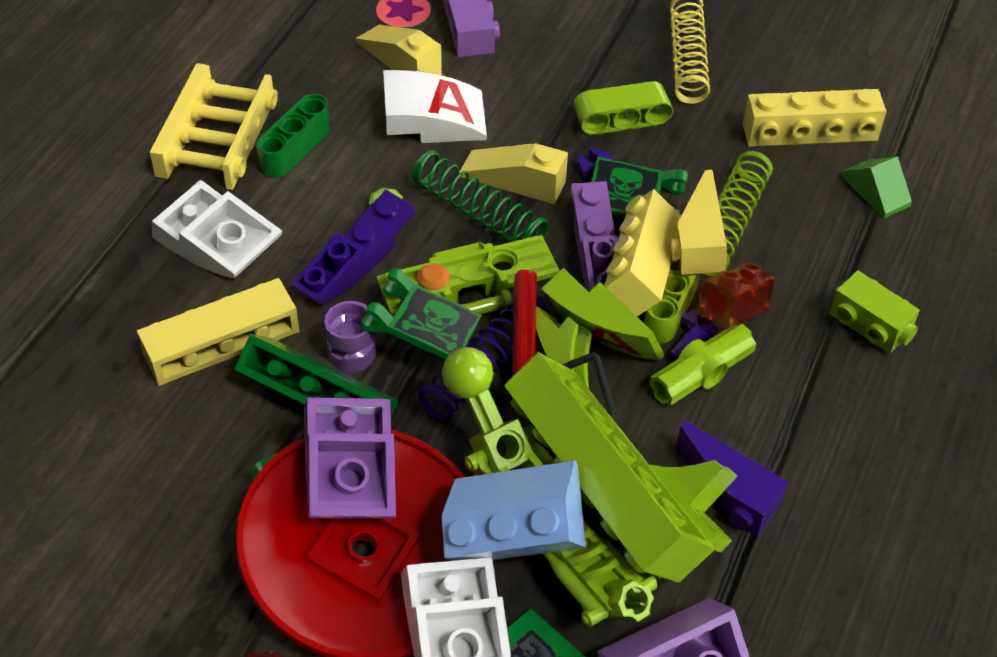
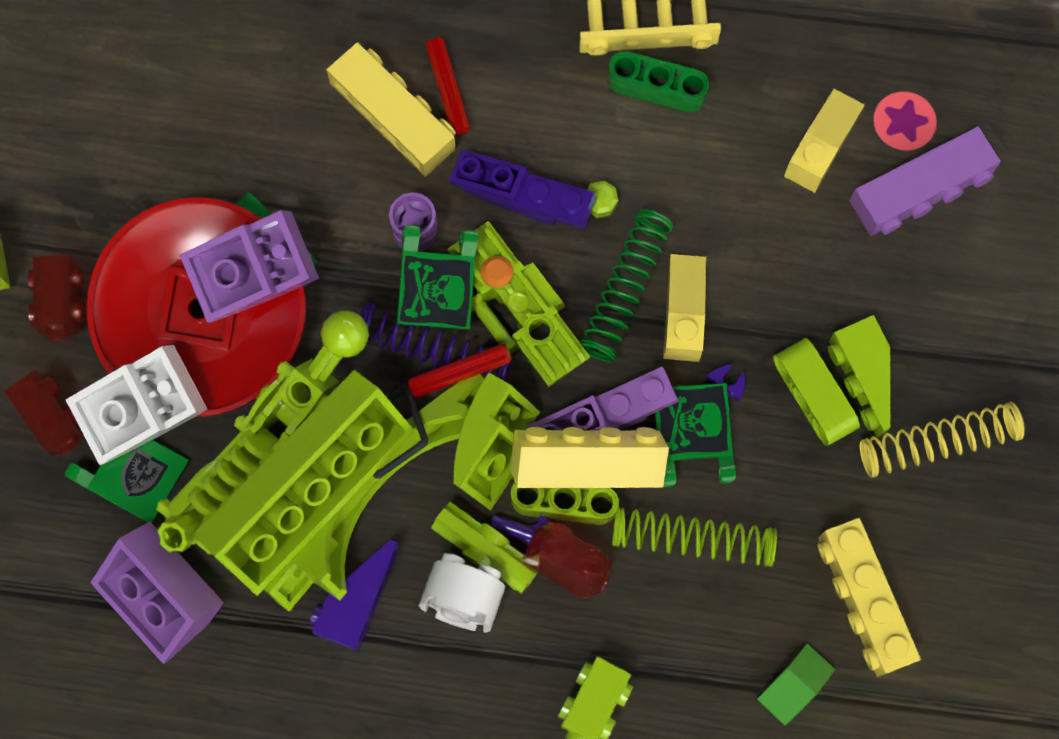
camera: 75 degrees right, 25 degrees up
(207, 285) = (447, 86): none -> red axle
(214, 230) = (508, 59): white slope -> none
(299, 374) = (349, 211): green brick -> none
(433, 106) = (746, 200): white slope -> none
(514, 513) = (226, 416): light blue slope -> none
(611, 67) = (866, 363): none -> lime slope
(700, 232) = (622, 506): light yellow slope -> none
(750, 381) = (463, 593): none -> white brick

